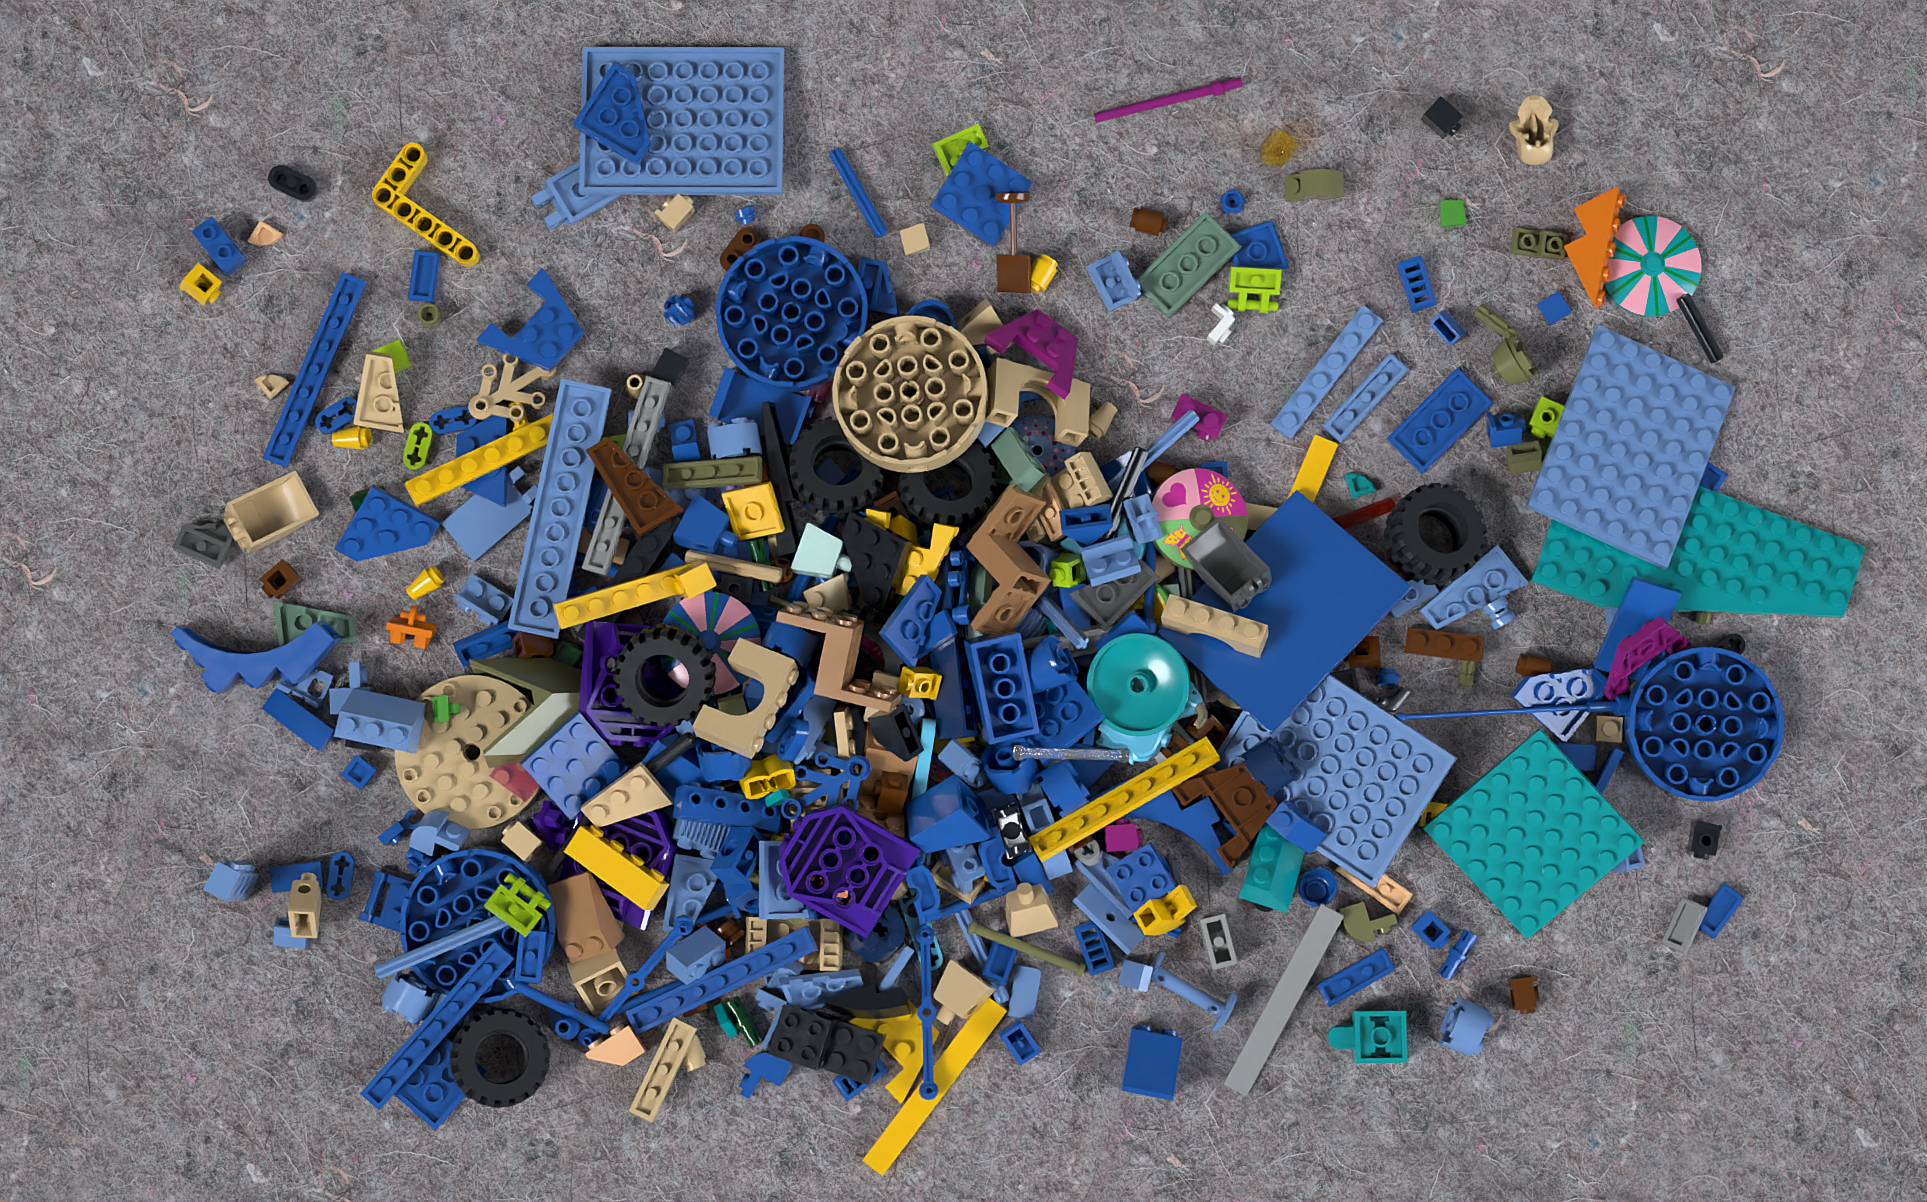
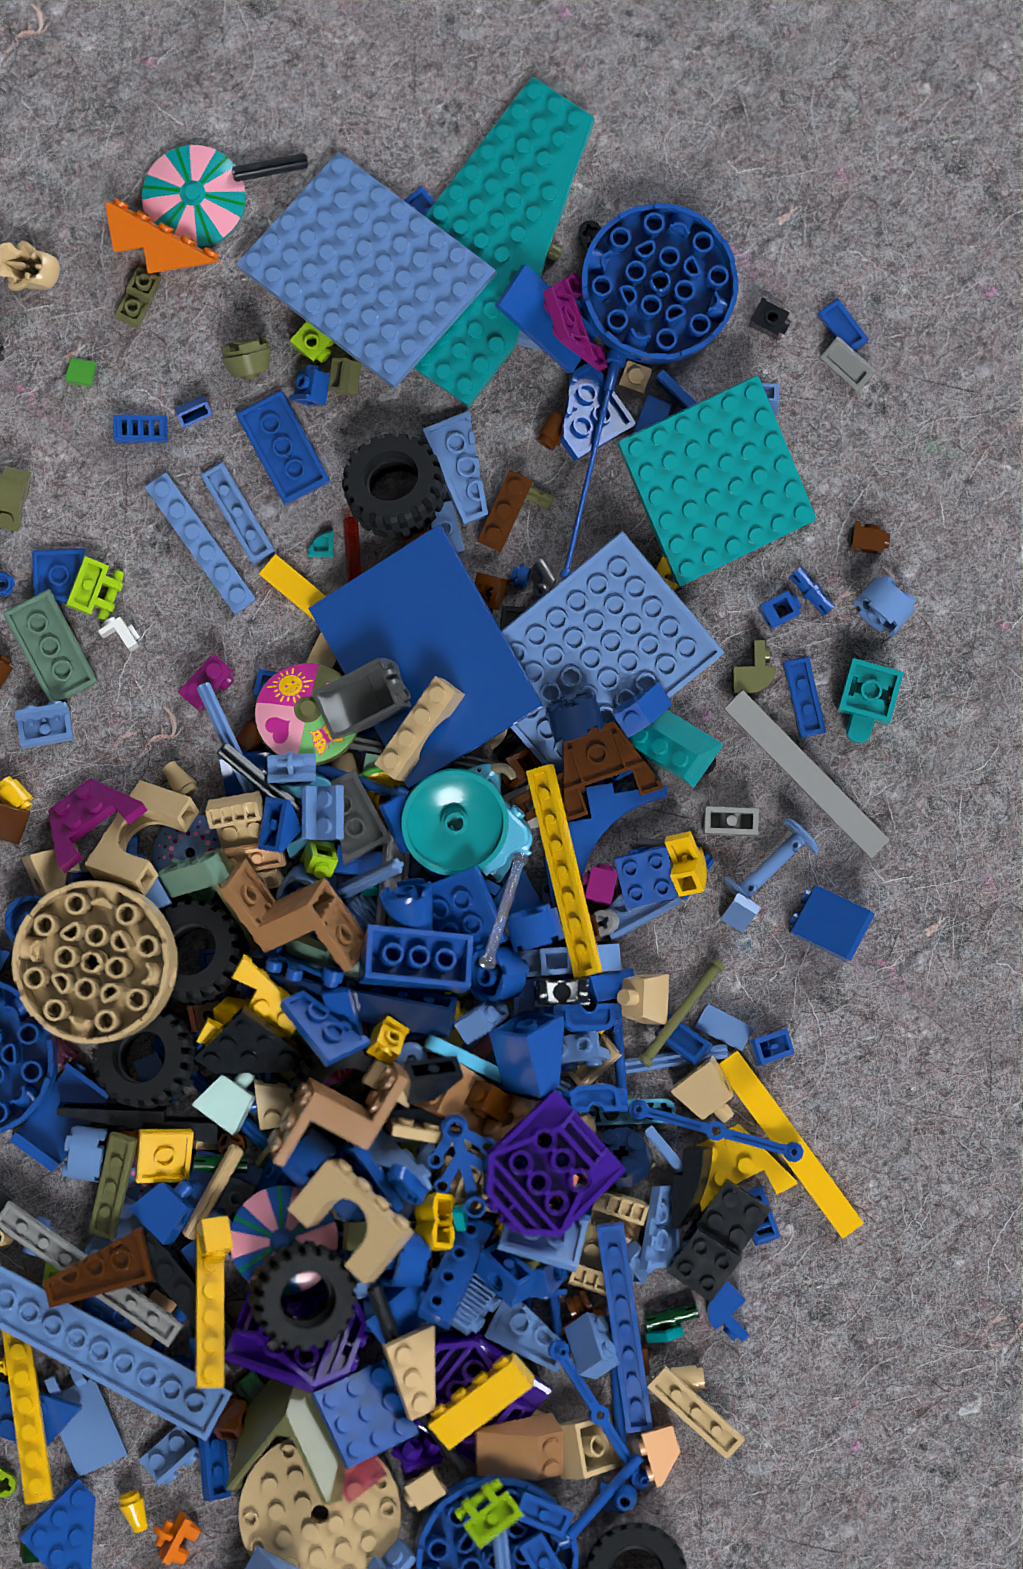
camera: 75 degrees left, 0 degrees up
(443, 709) = (268, 1532): bright green tile -> none
(684, 441) = (72, 1204): blue slope -> none
(769, 1002) = (658, 1286): medium blue bracket -> none
(1099, 968) = (722, 939): blue slope -> none
(1108, 918) = (676, 922): medium blue tile -> none
(1317, 887) = (706, 707): blue hair -> none
(1386, 892) = (731, 640): light nougat tile -> none
(1495, 322) = (202, 363): olive axle -> none
(1503, 617) = (496, 448): medium blue wheel -> none
(1554, 308) = (206, 302): blue tile -> none

